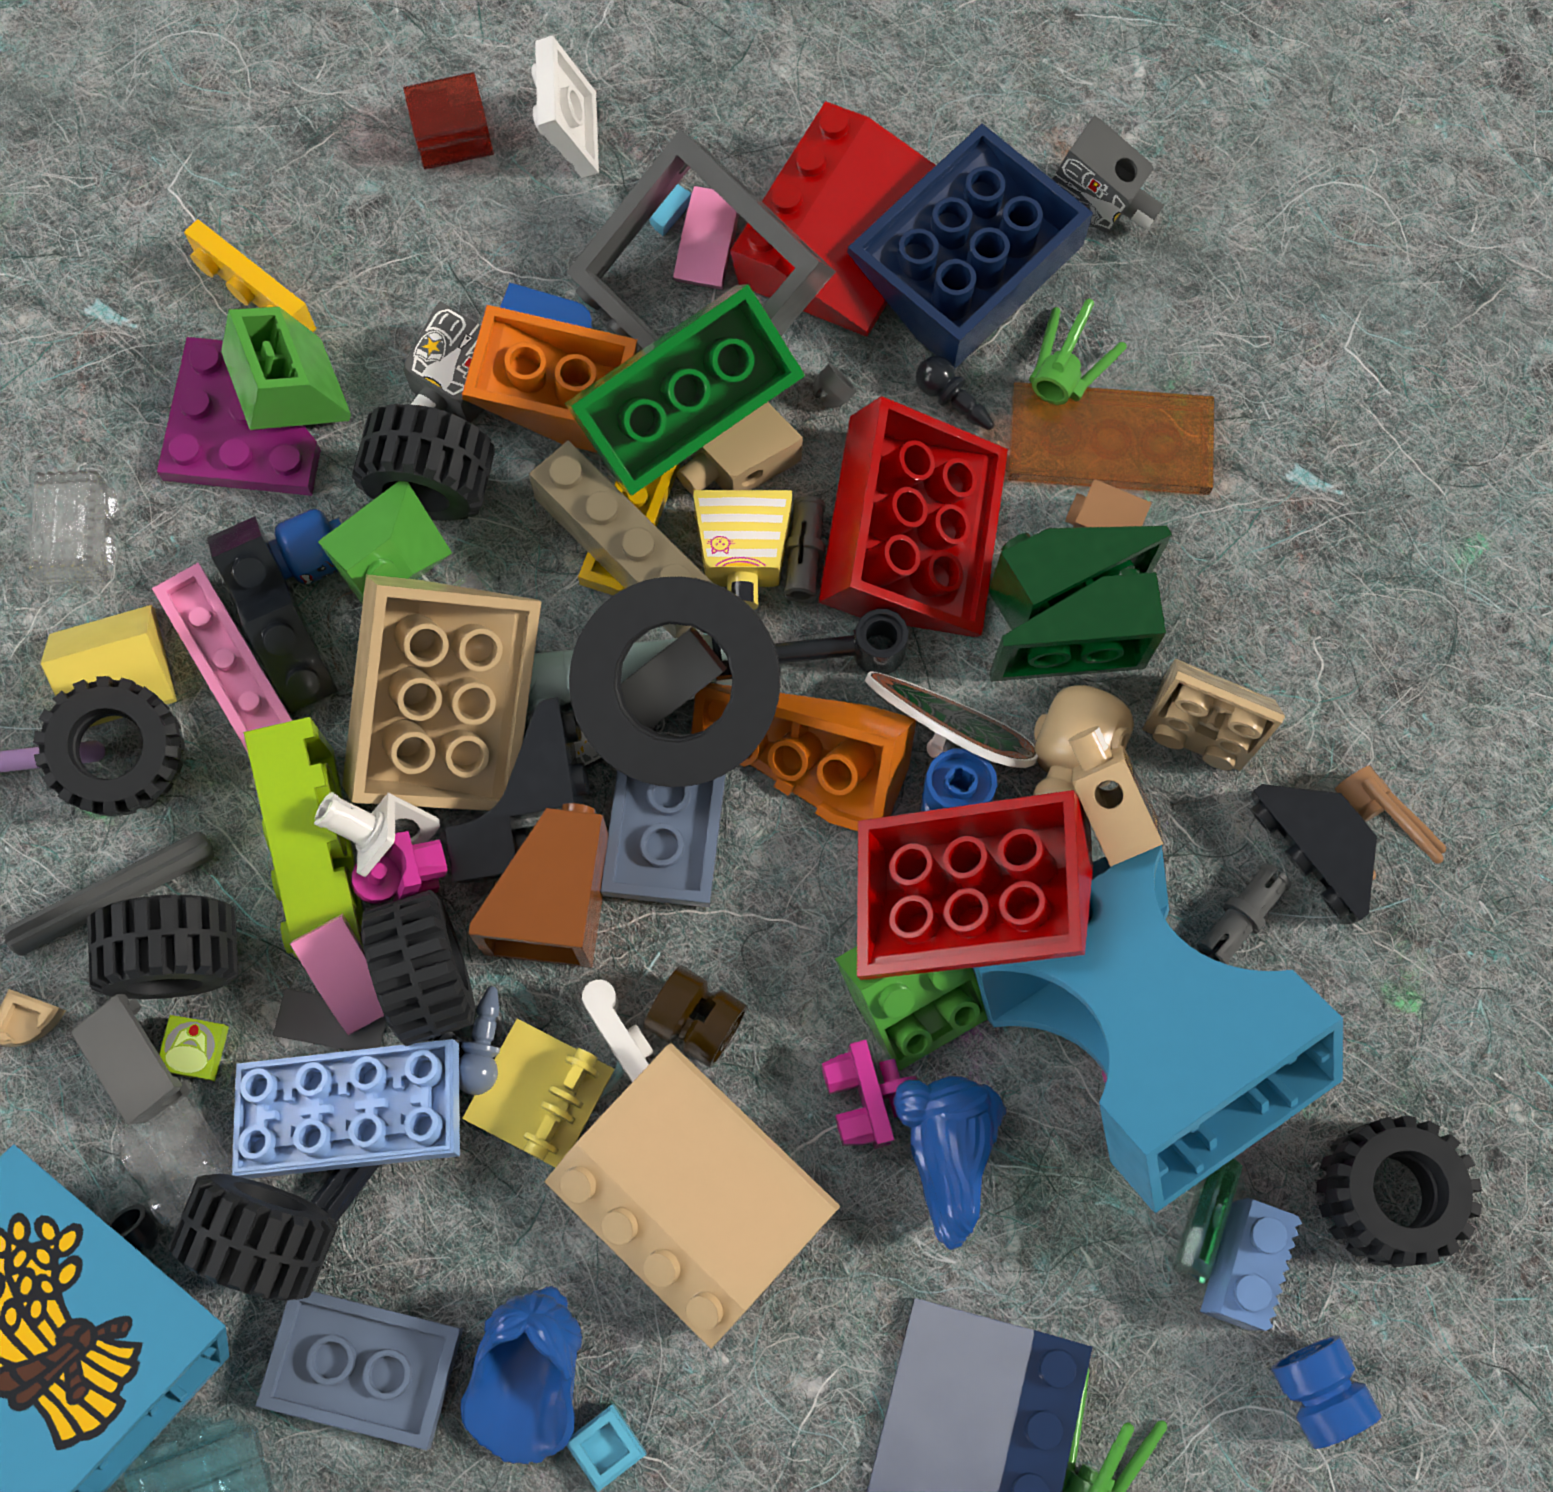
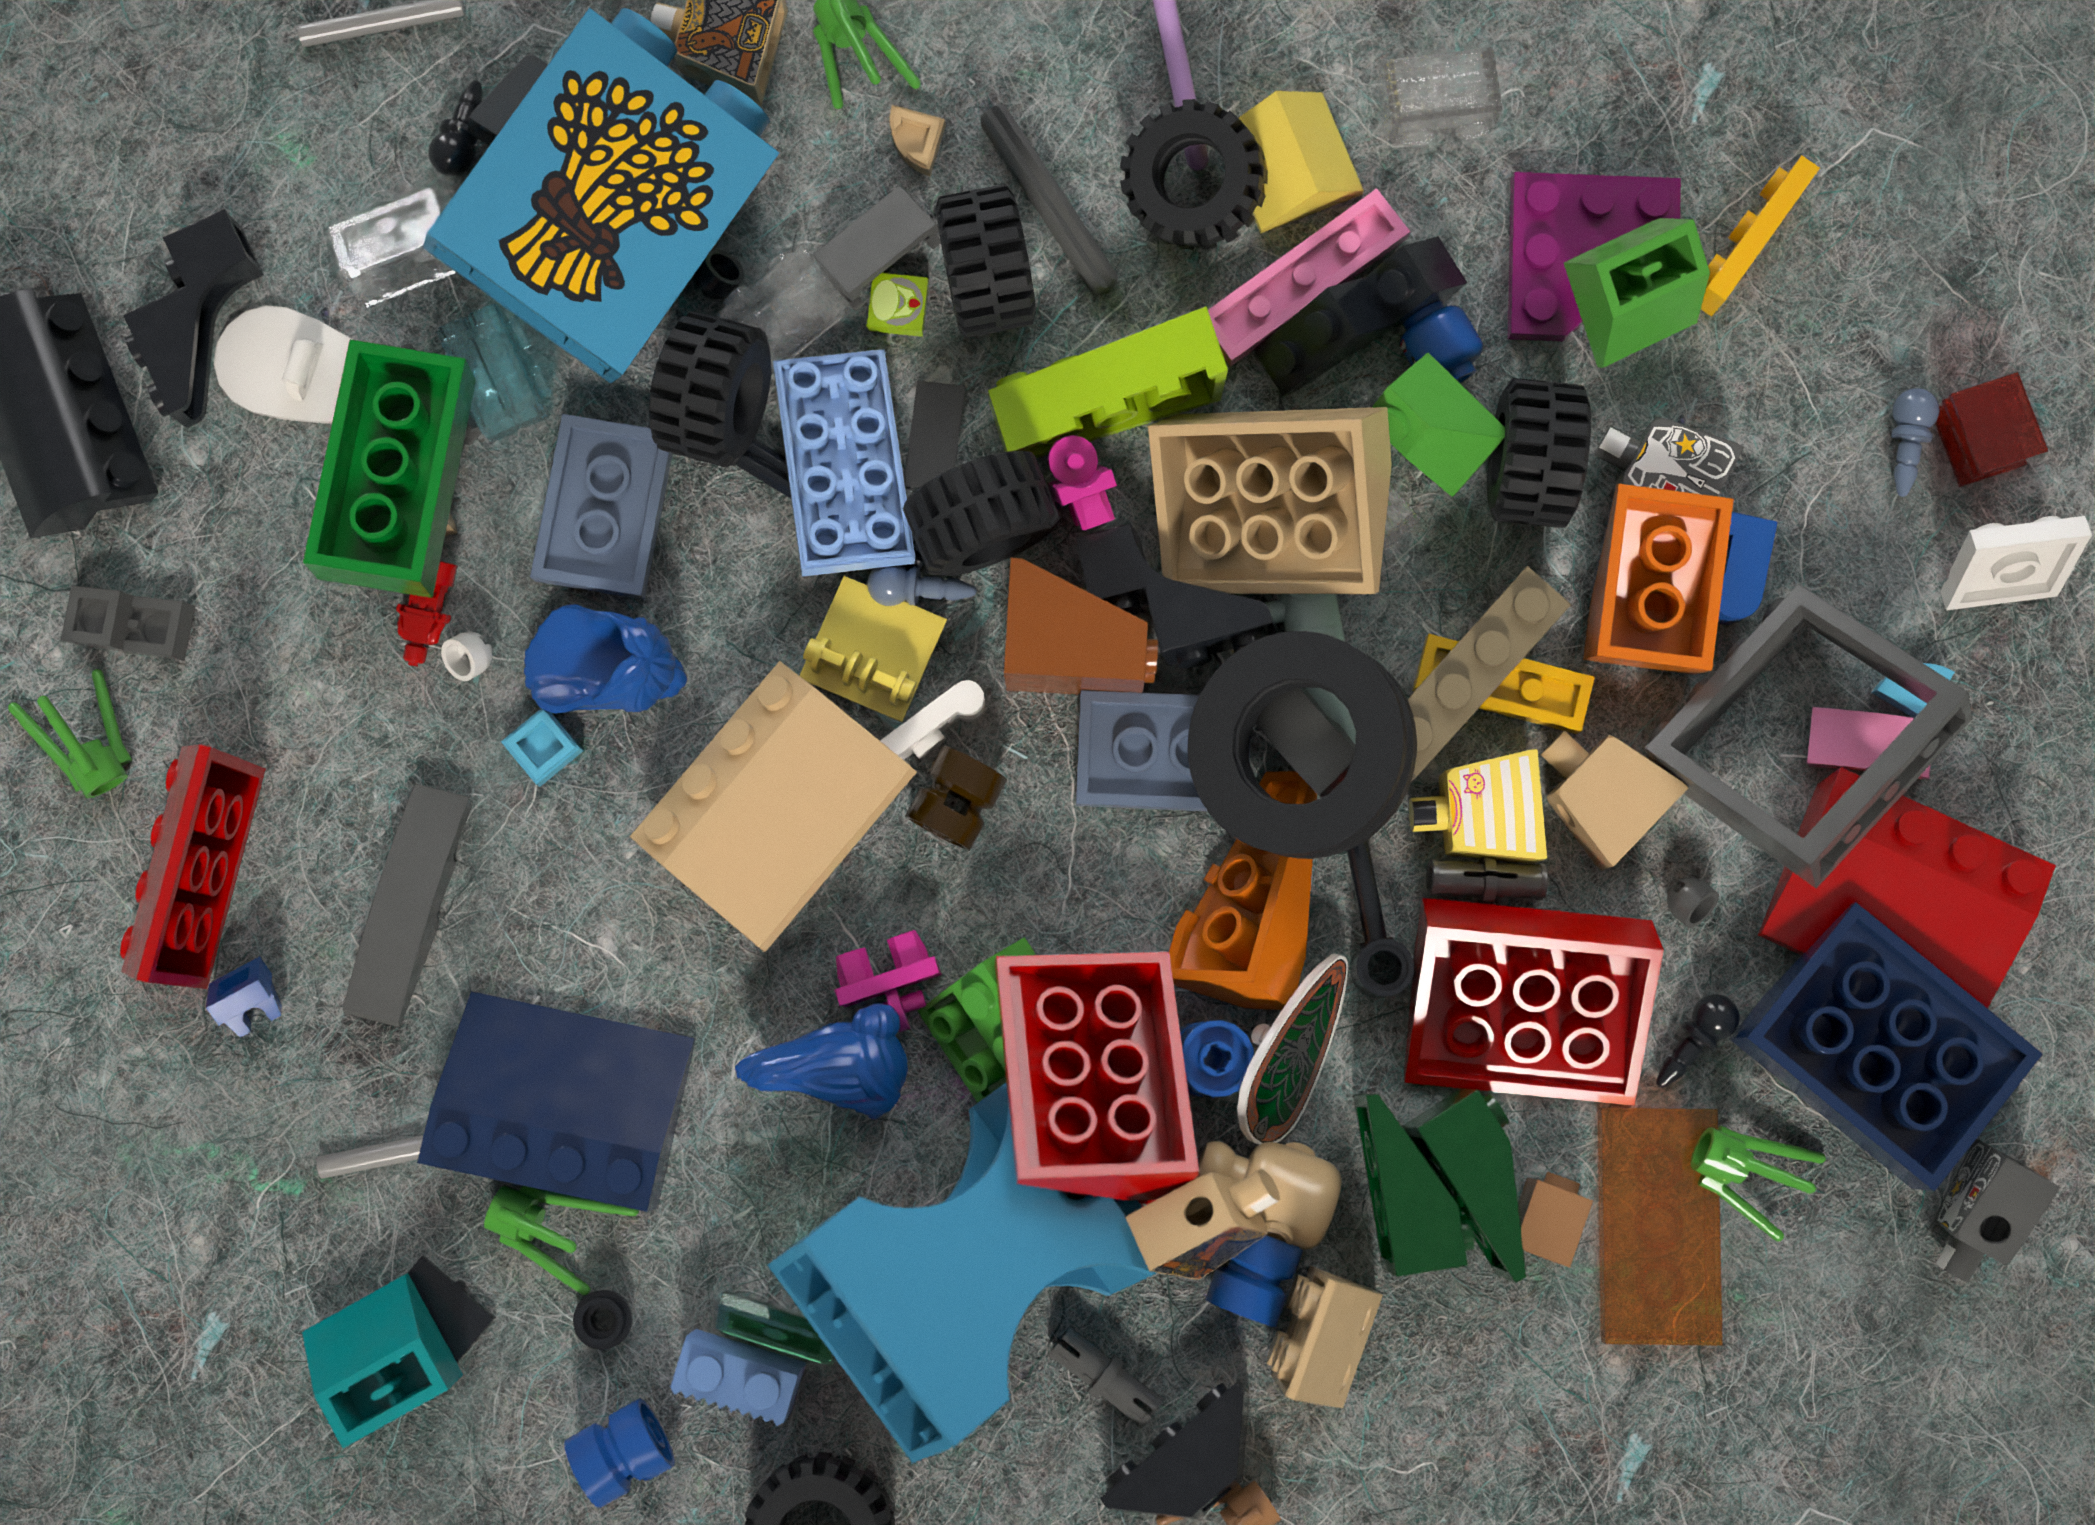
camera: 90 degrees right, 10 degrees up
(340, 973) = (981, 429): bright pink slope -> none
(373, 831) = (1118, 452): white bracket -> none
(426, 177) = (1914, 414): none -> sand blue bar
(685, 389) = (1640, 725): green brick -> none
(1163, 772) = (1253, 1280): none -> blue wheel
(1210, 1409) = (587, 1329): none -> black plate

